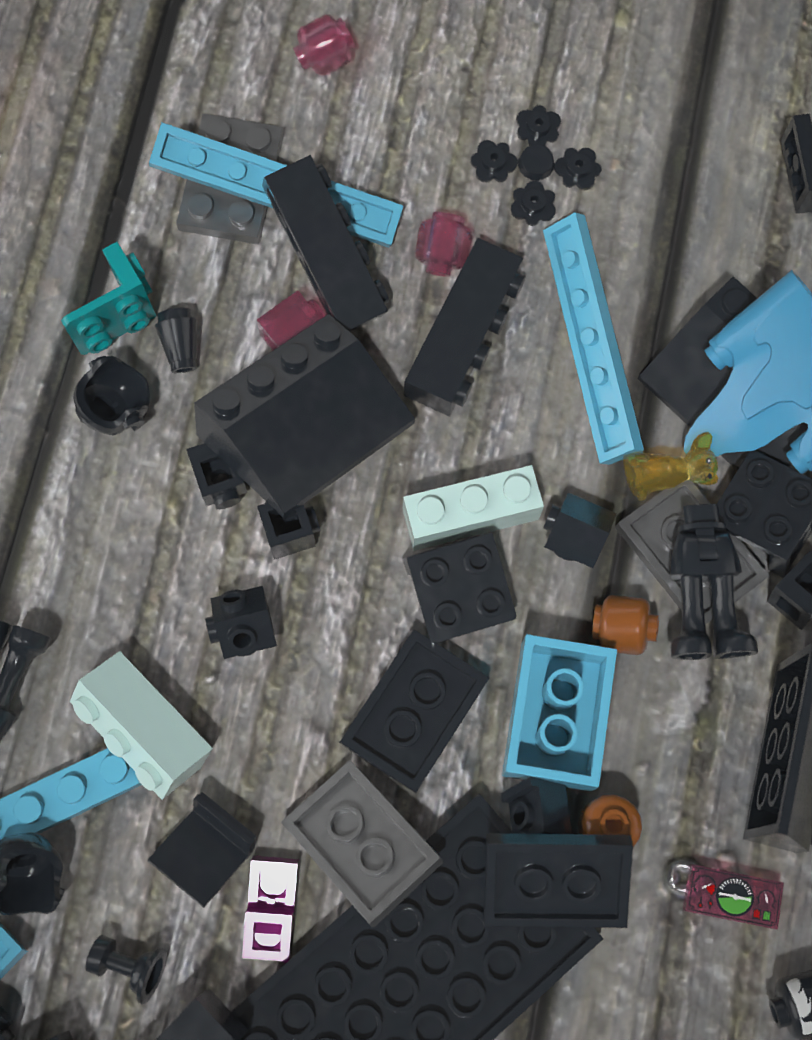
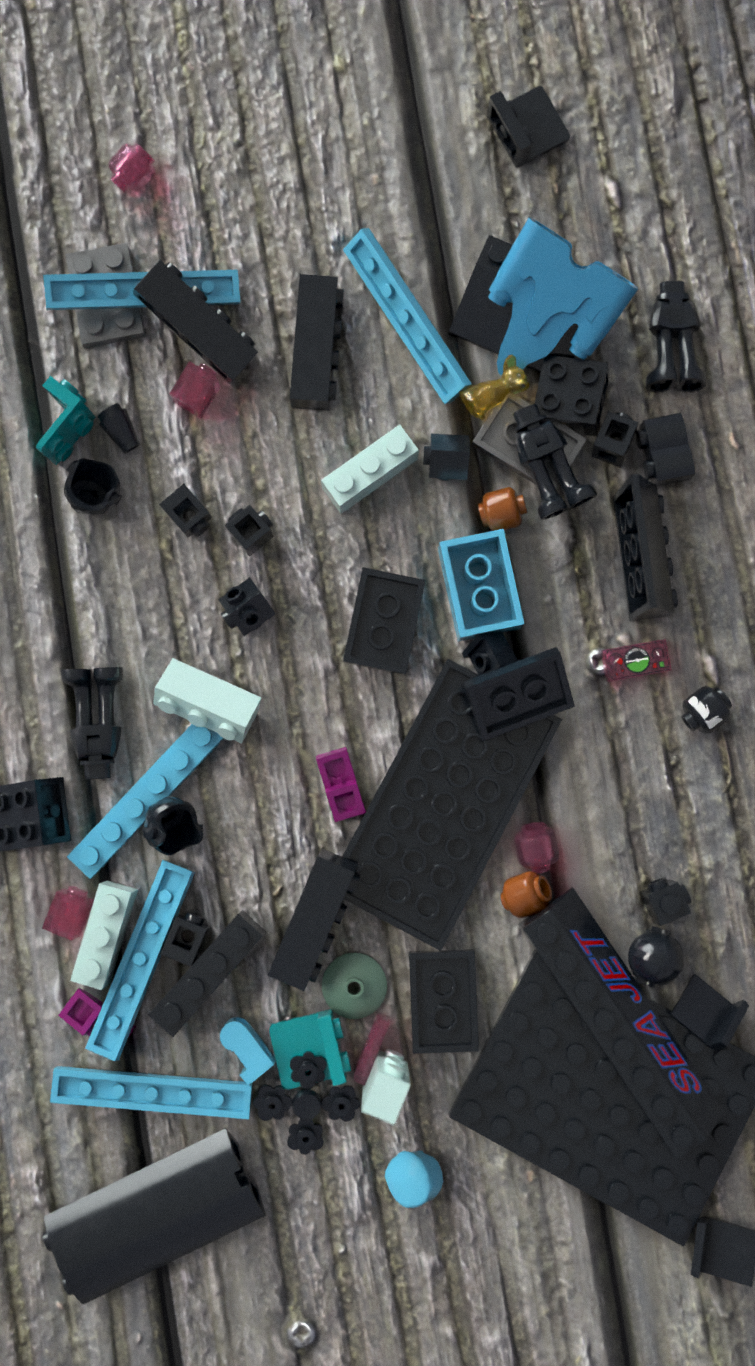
camera: 20 degrees left, 10 degrees up
(143, 972) = (276, 855): black piece -> none
(204, 850) = (282, 764): black piece -> none
(302, 415) = (229, 449): black slope -> none
(362, 843) = (383, 719): flat silver plate -> none
(443, 243) = (276, 287): clear pink head -> none
(461, 587) = (383, 526): black bracket -> none
(535, 164) = (319, 201): black plant -> none
(611, 816) = (539, 639): dark orange head -> none

